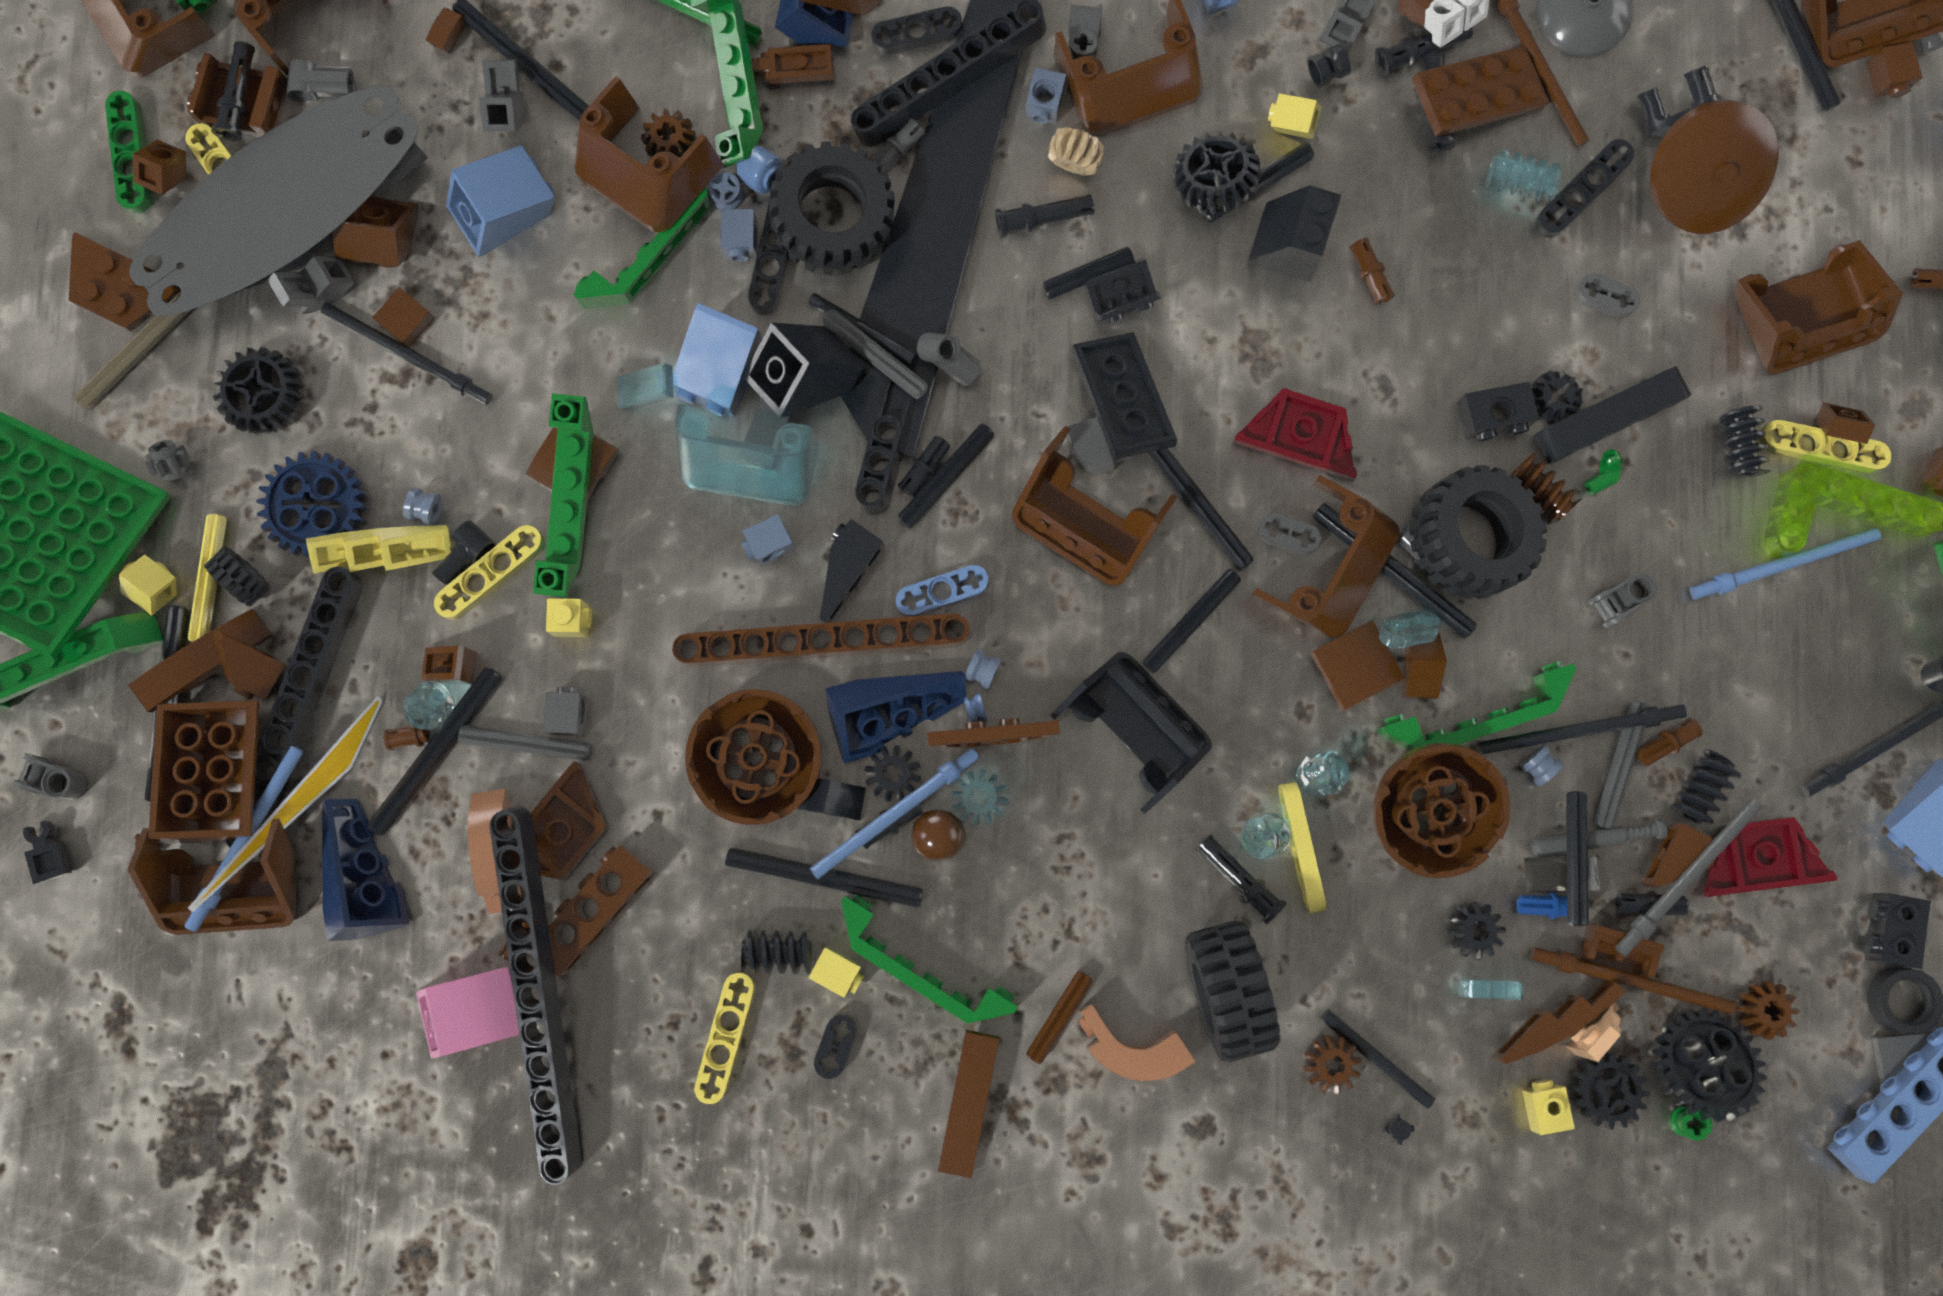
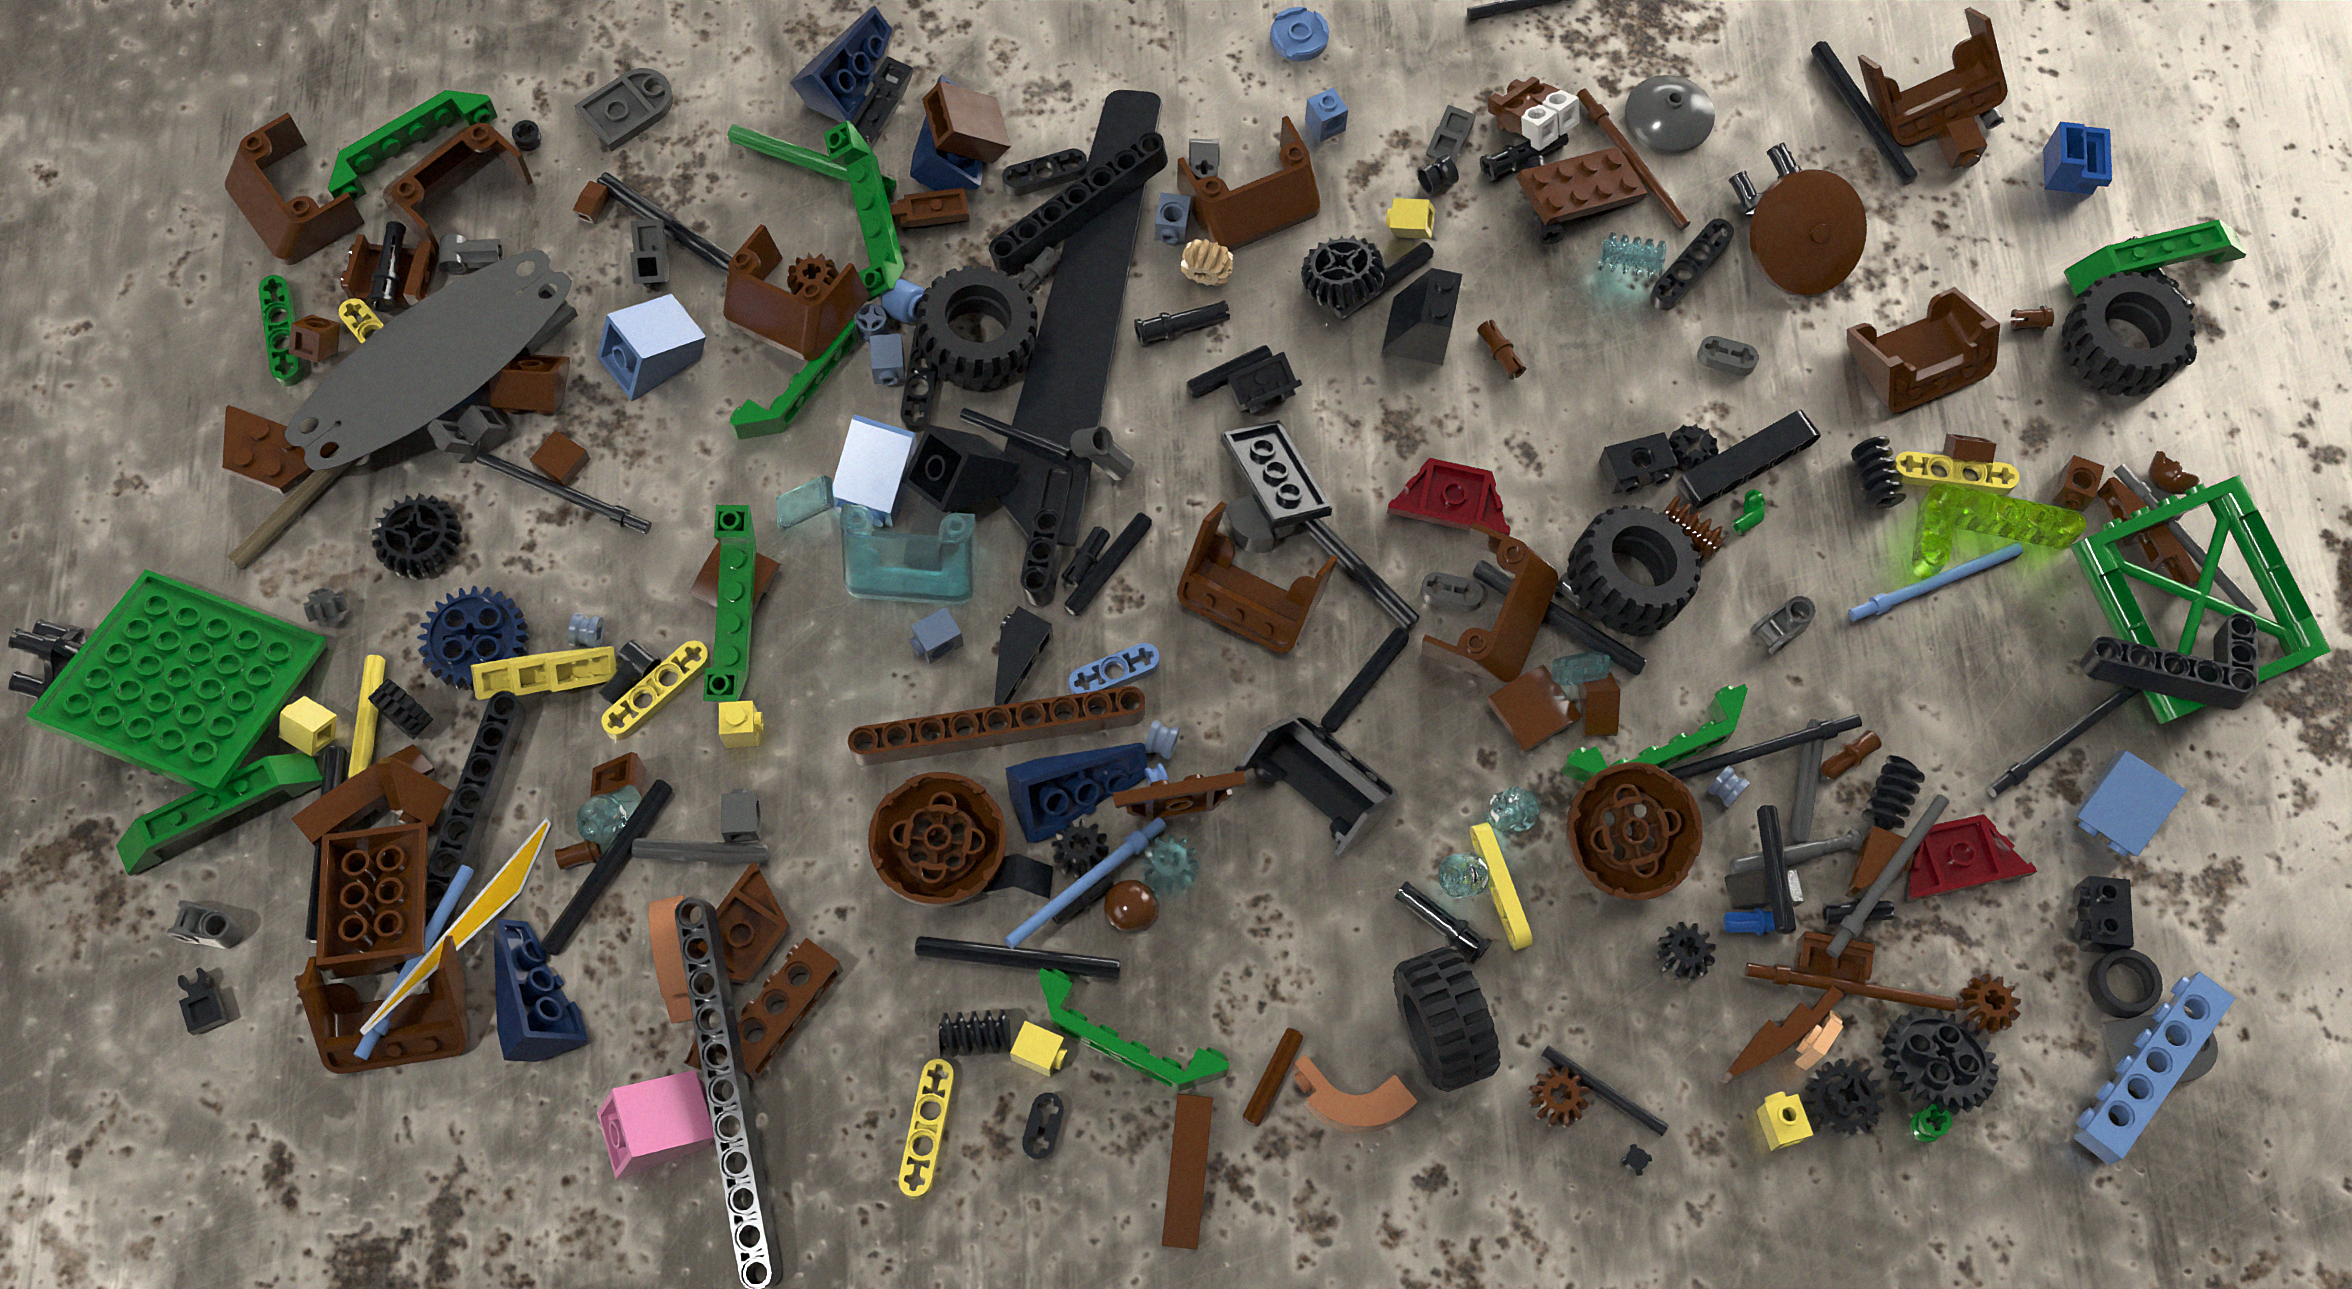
camera: 10 degrees left, 15 degrees down
(875, 354) = (1029, 454): dark grey axle -> none
(1490, 989) = (1708, 1008): clear light blue beam -> none

